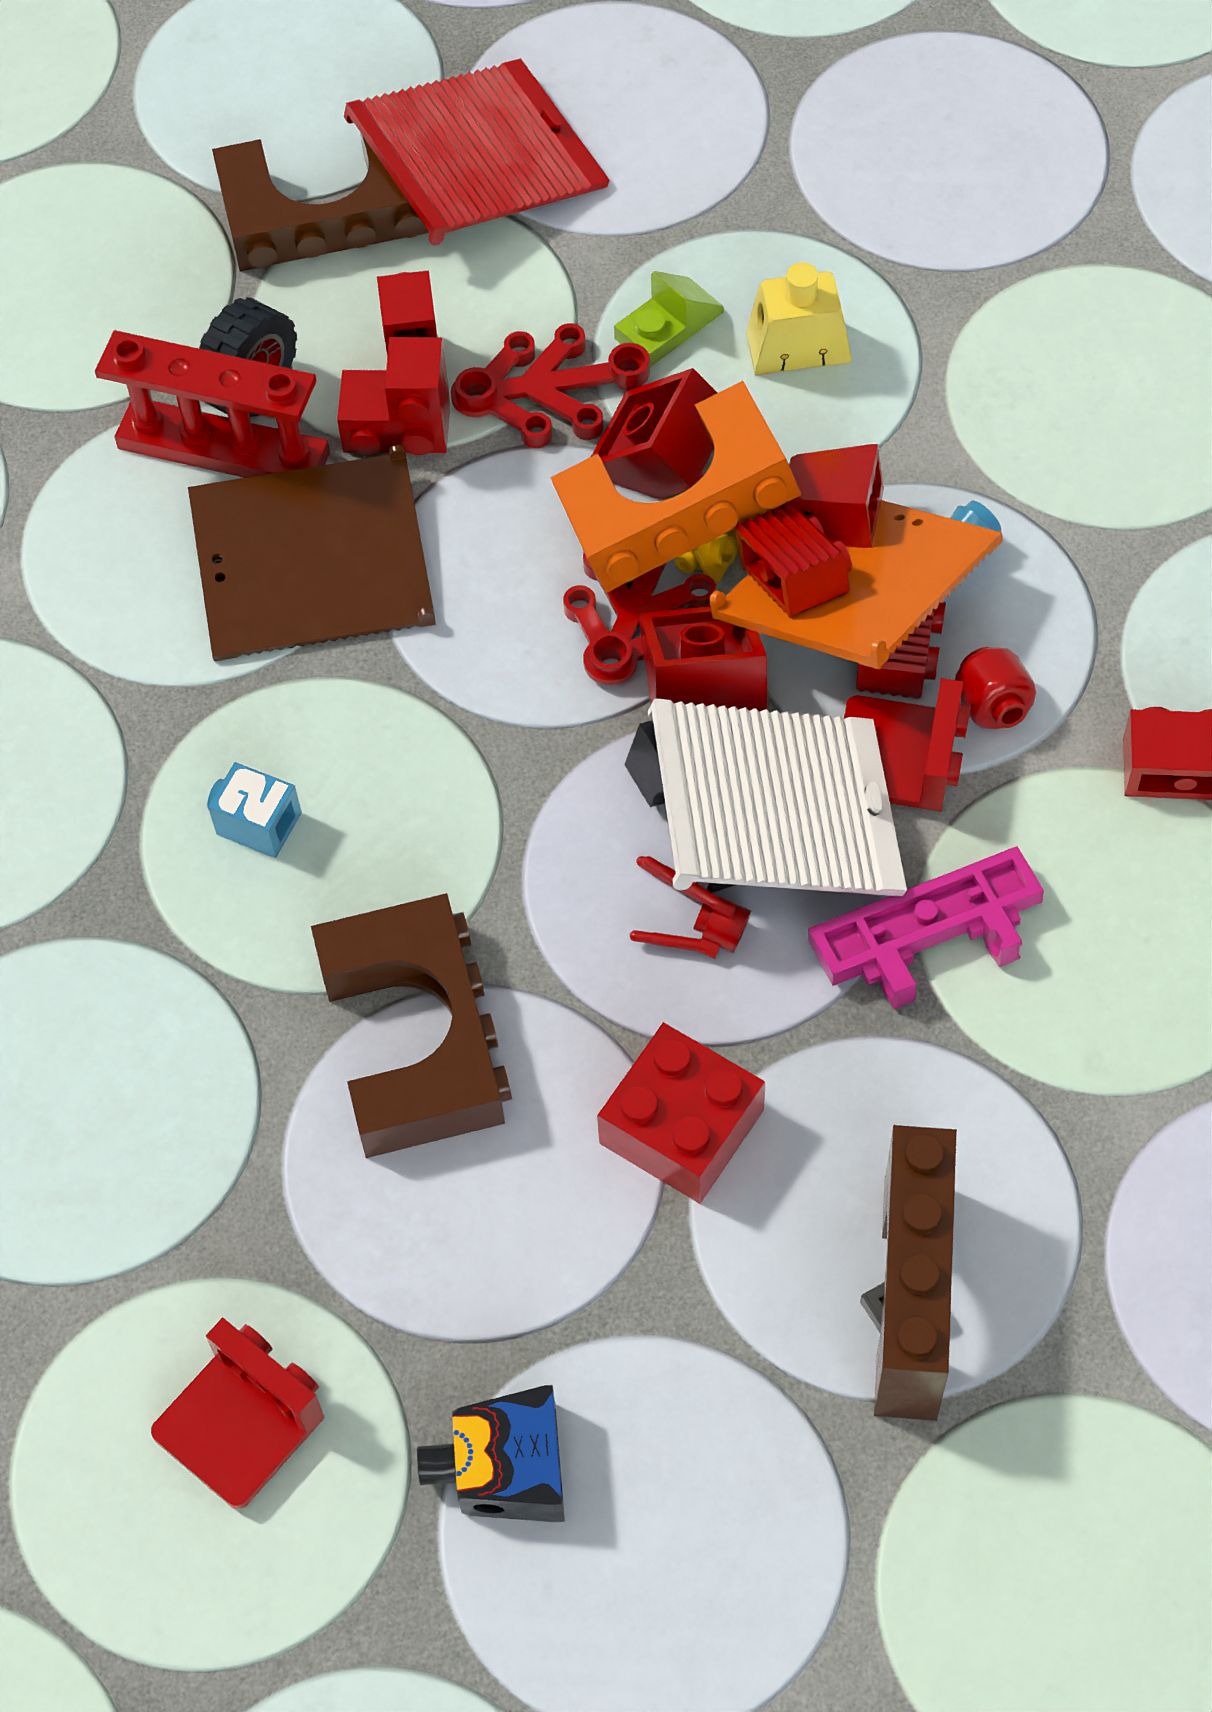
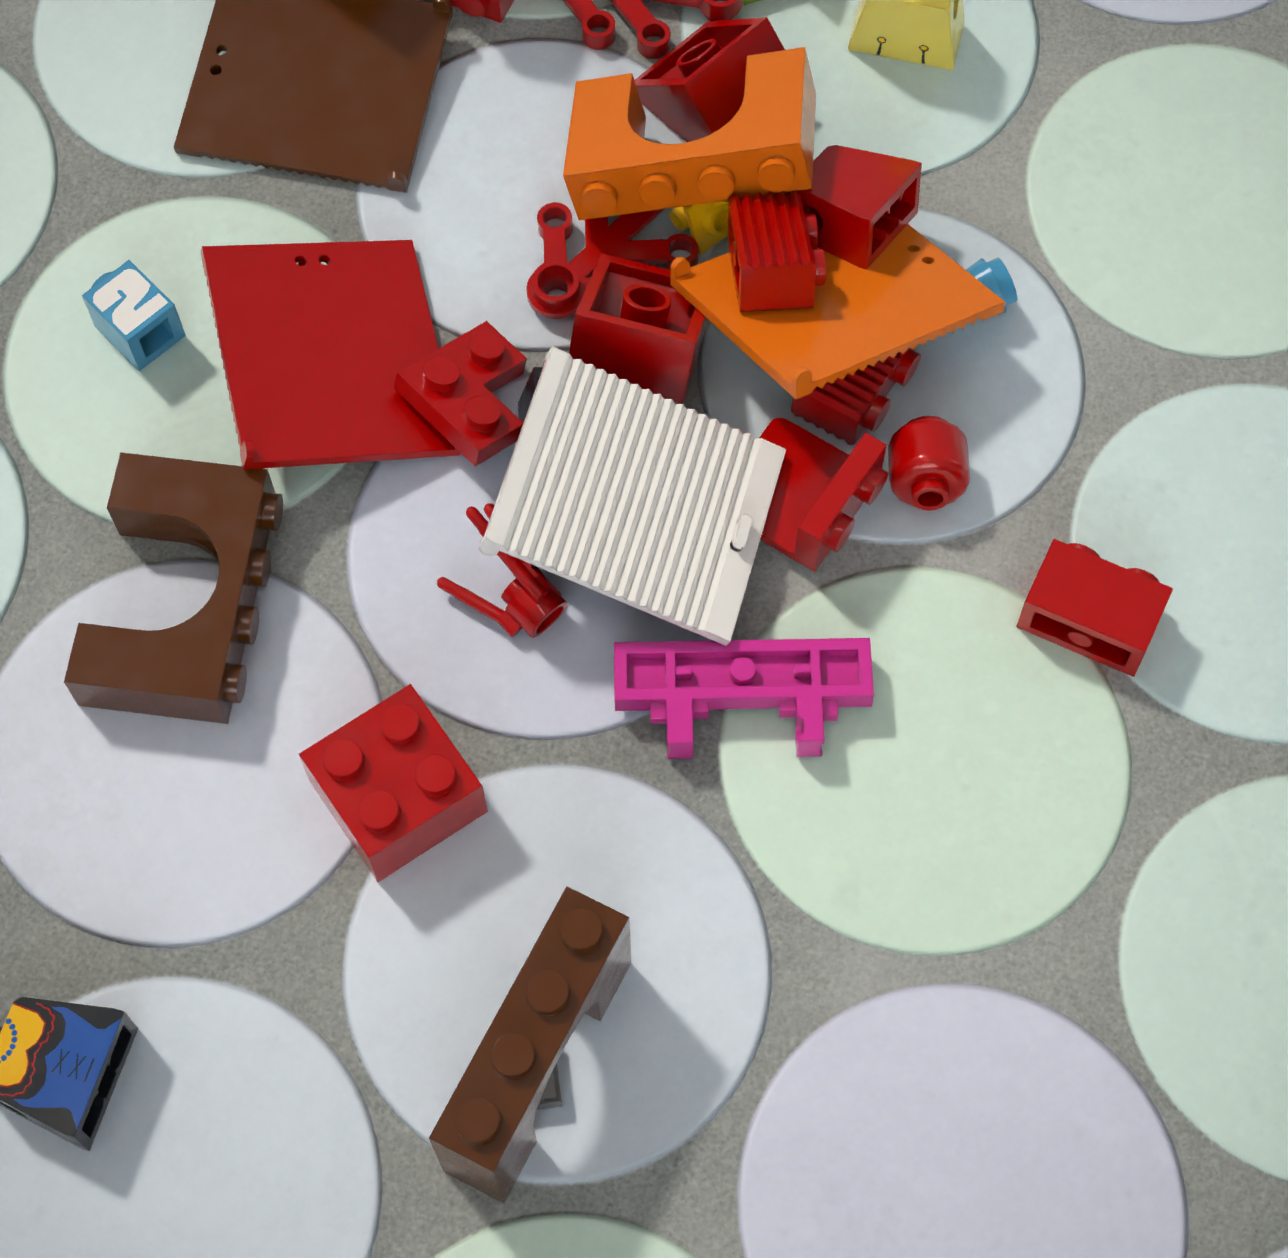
camera: 20 degrees right, 5 degrees up
(446, 779) = (320, 350): none -> red door
(569, 770) = (456, 390): none -> red plate

